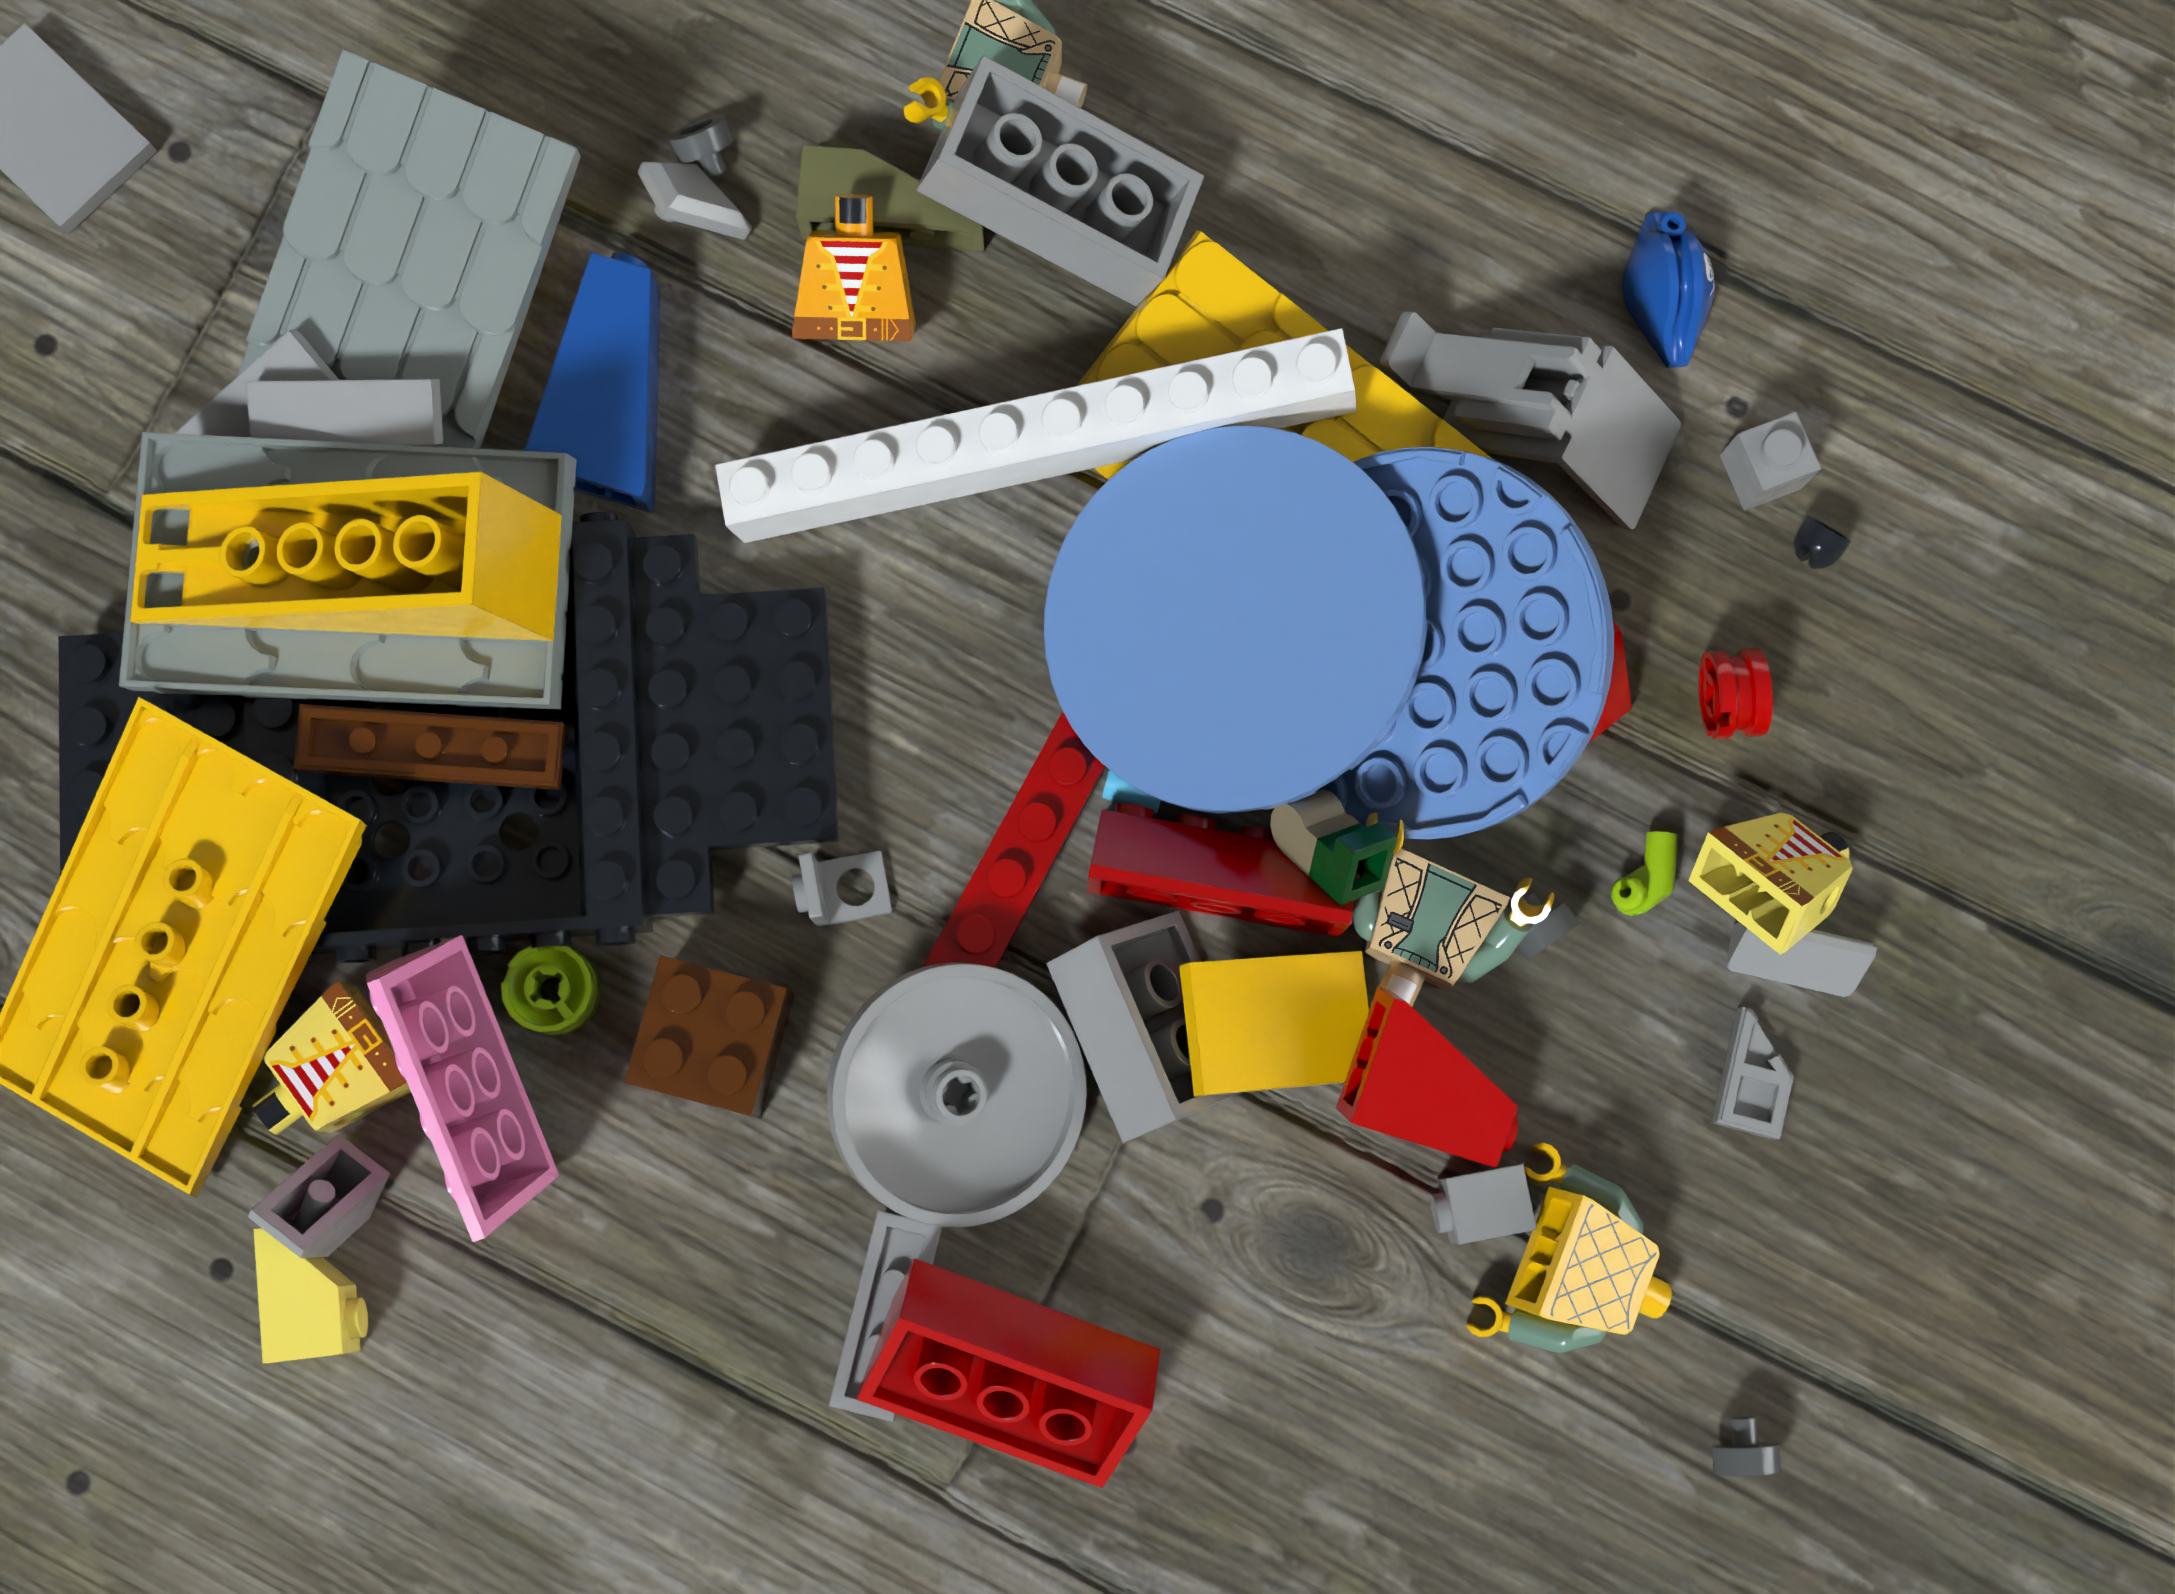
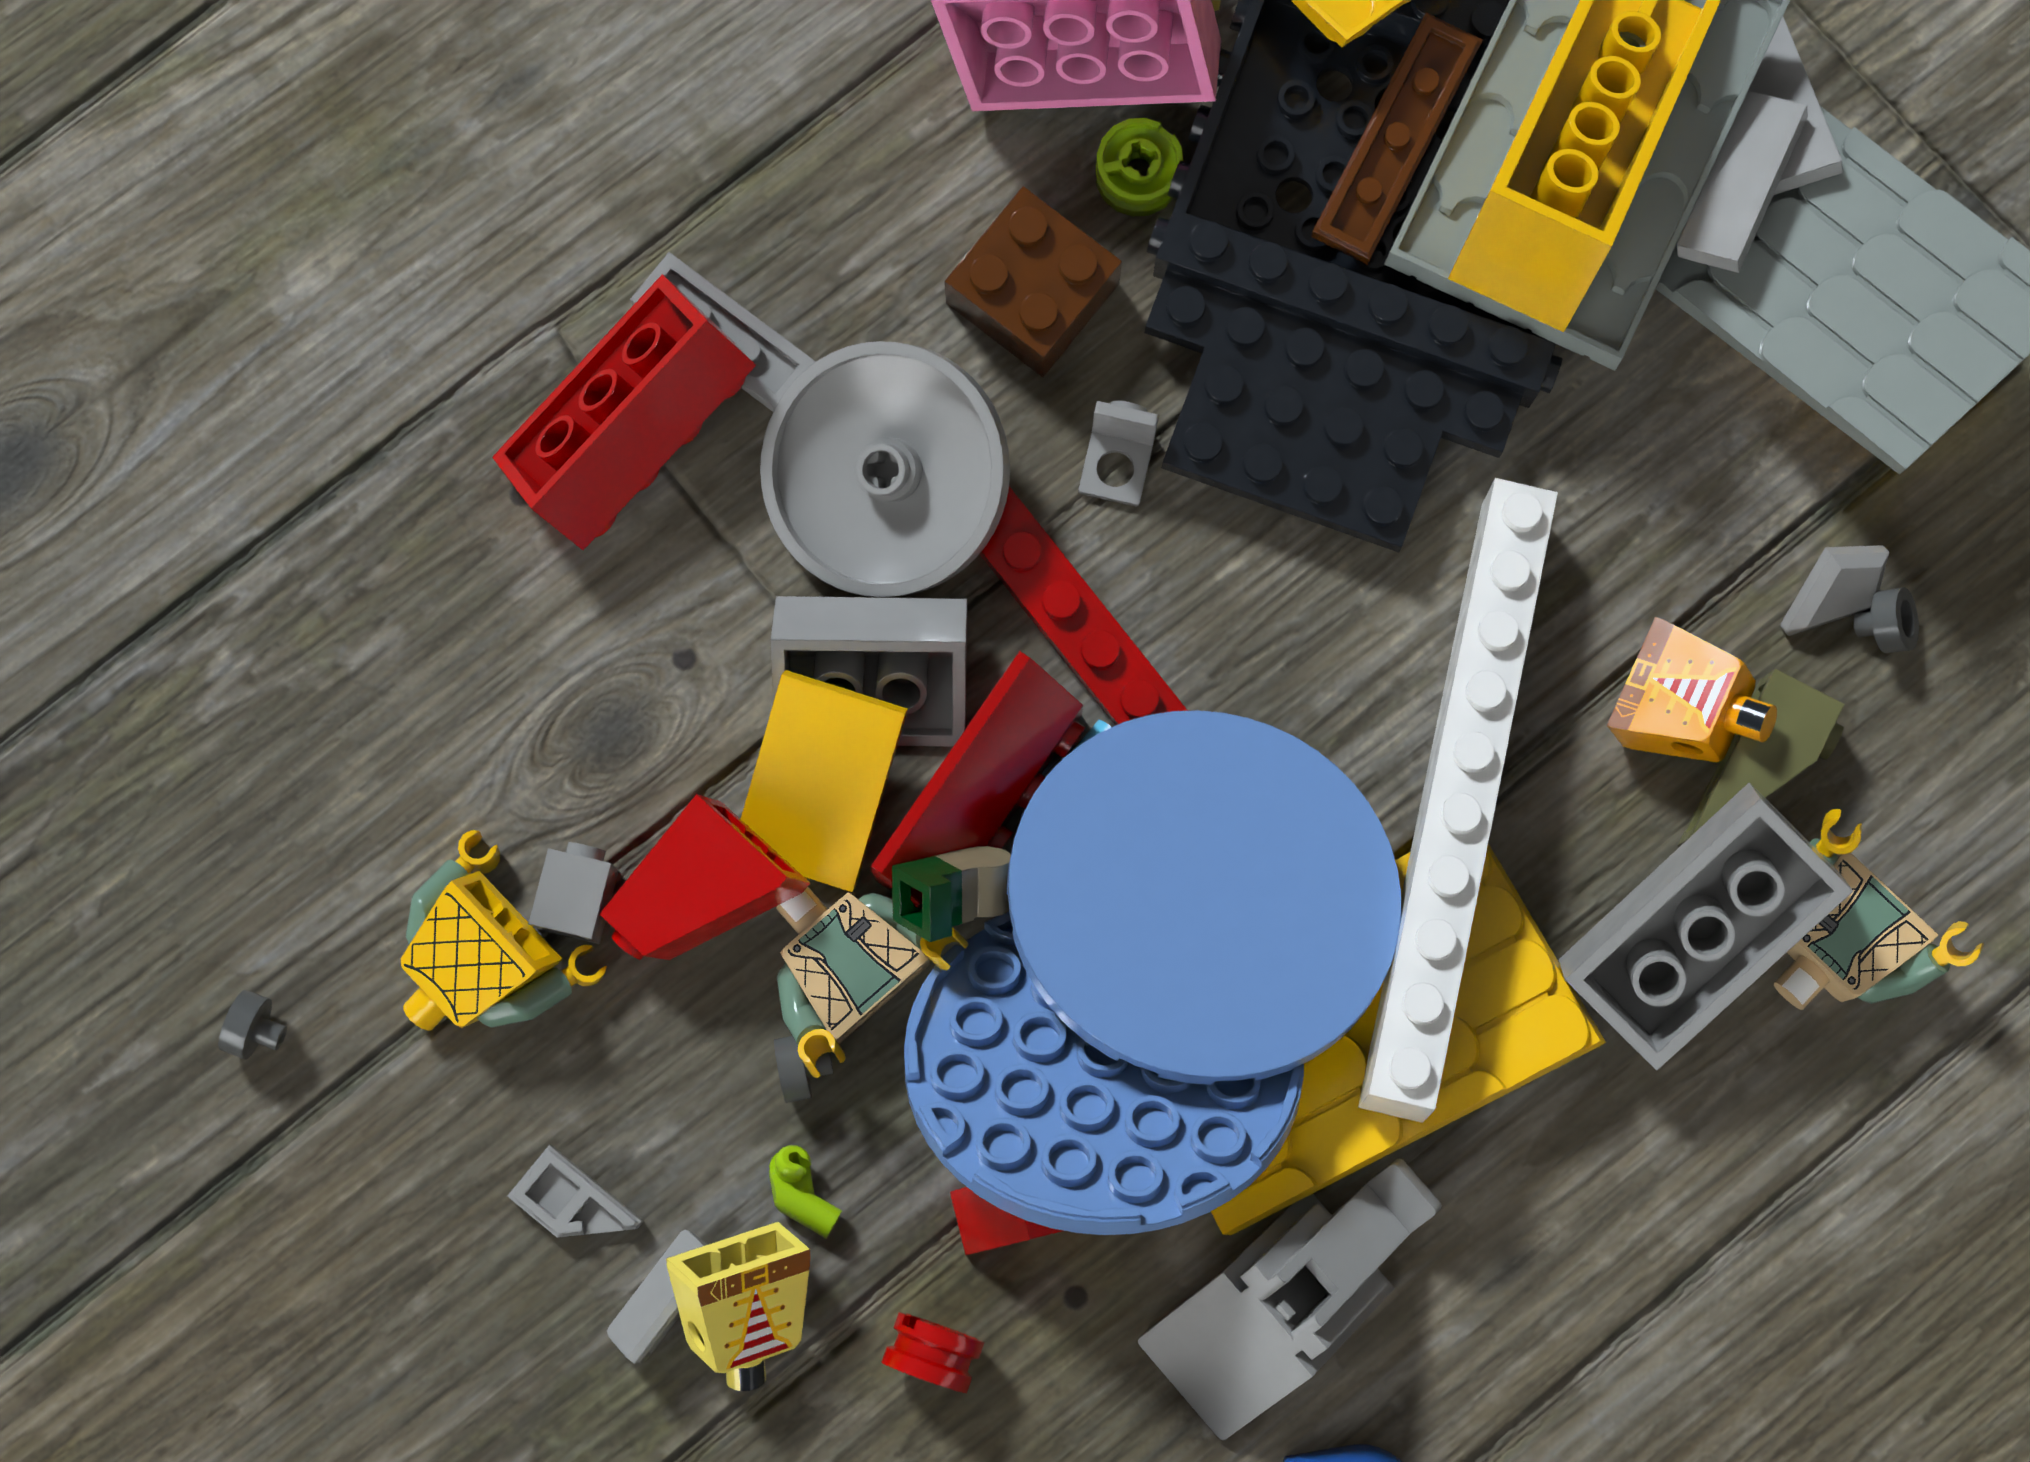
camera: 115 degrees right, 0 degrees up
(606, 384) = (1683, 434): blue slope -> none

